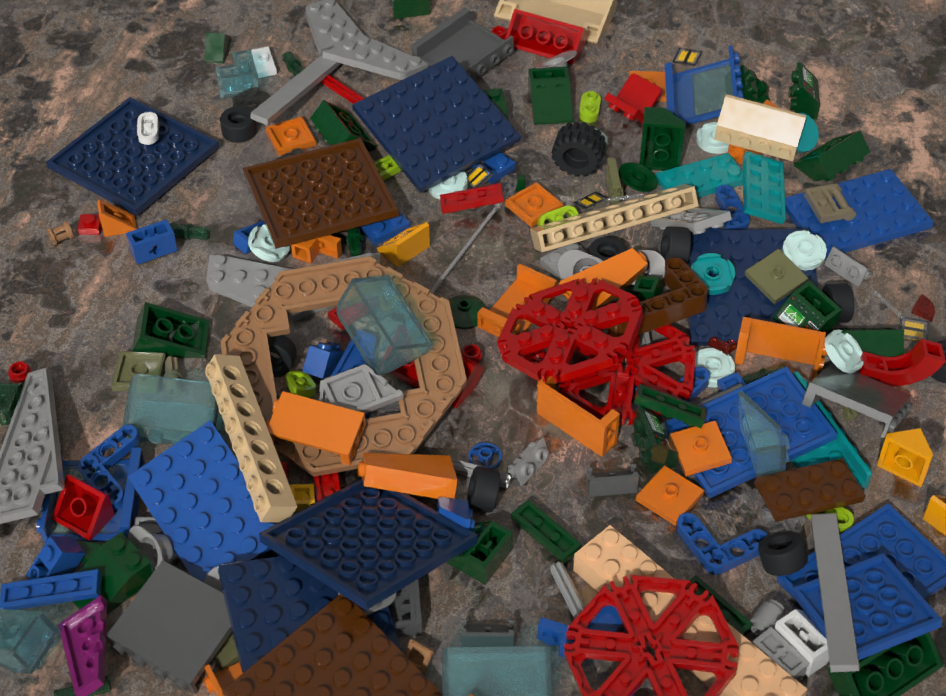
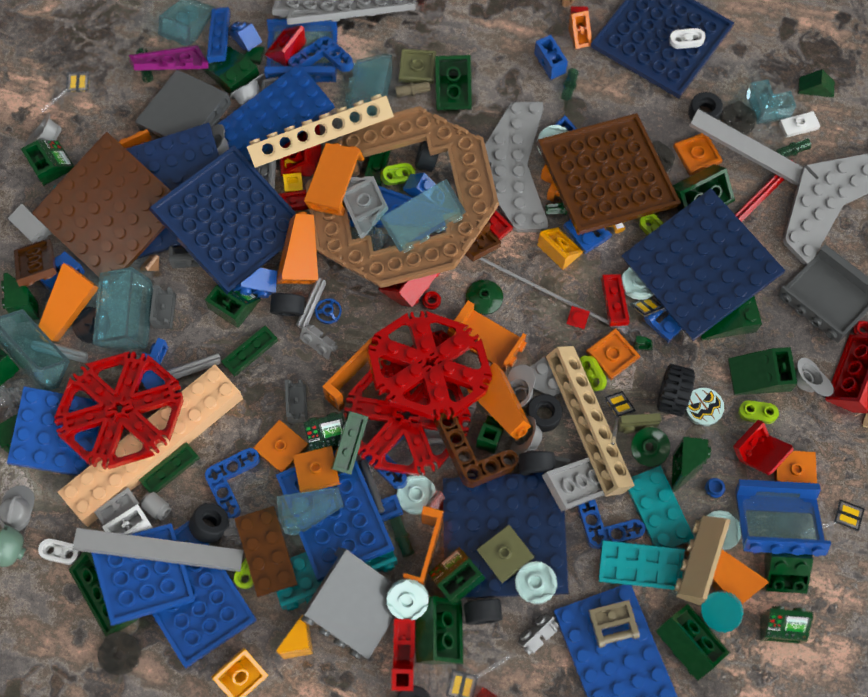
camera: 90 degrees right, 20 degrees up
(491, 230) = (578, 317): none -> red plate
(724, 269) = (499, 504): teal plate -> none

